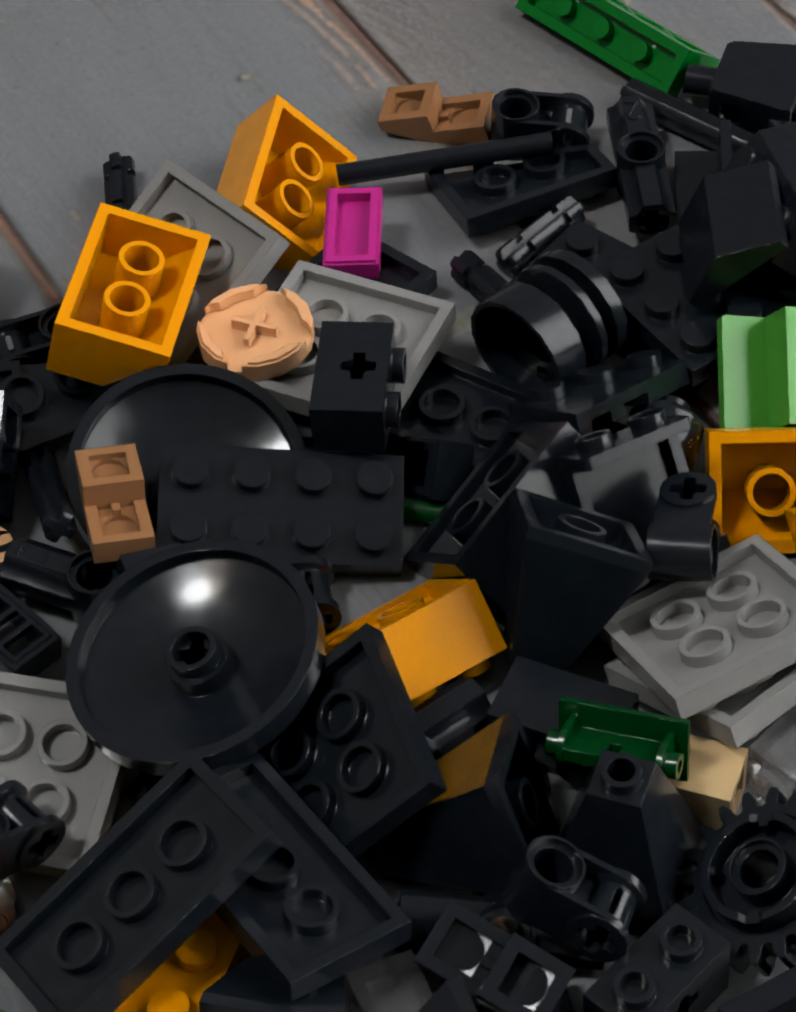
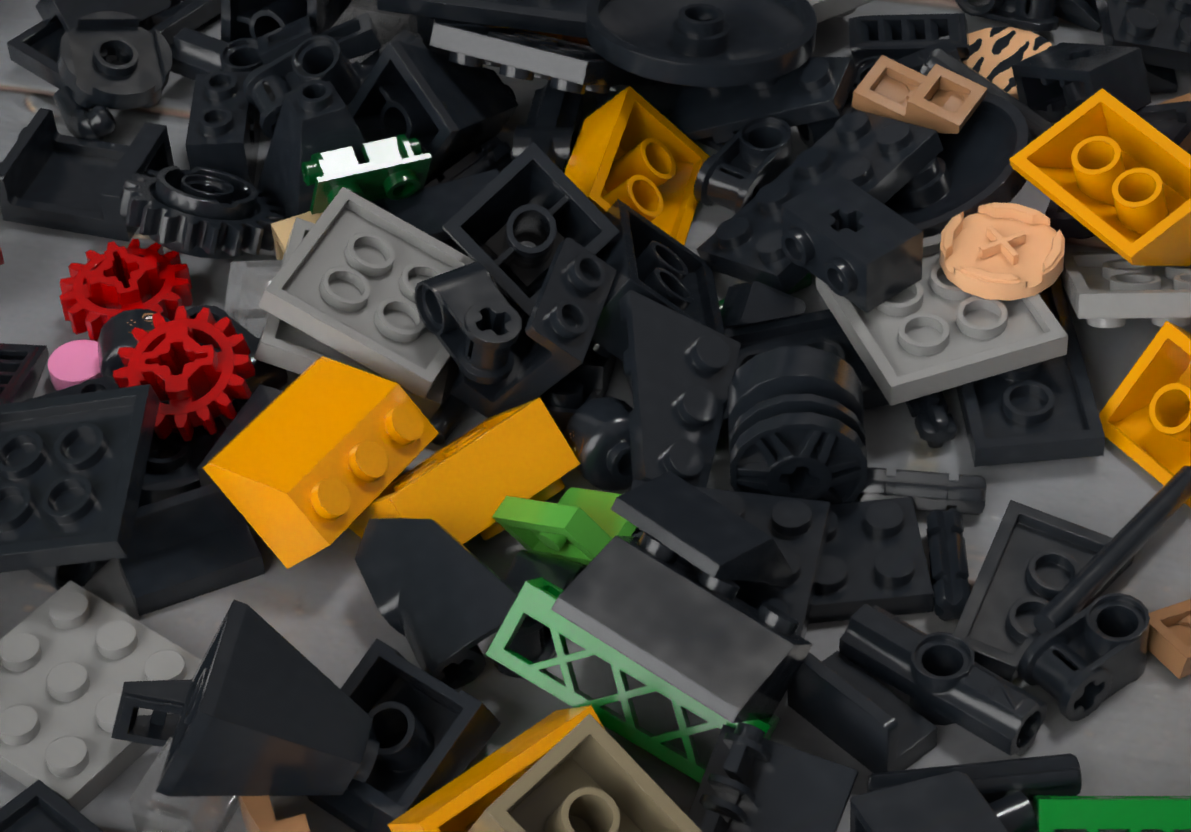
camera: 135 degrees right, 5 degrees down
(354, 231) = (1083, 418): dark pink tile -> none

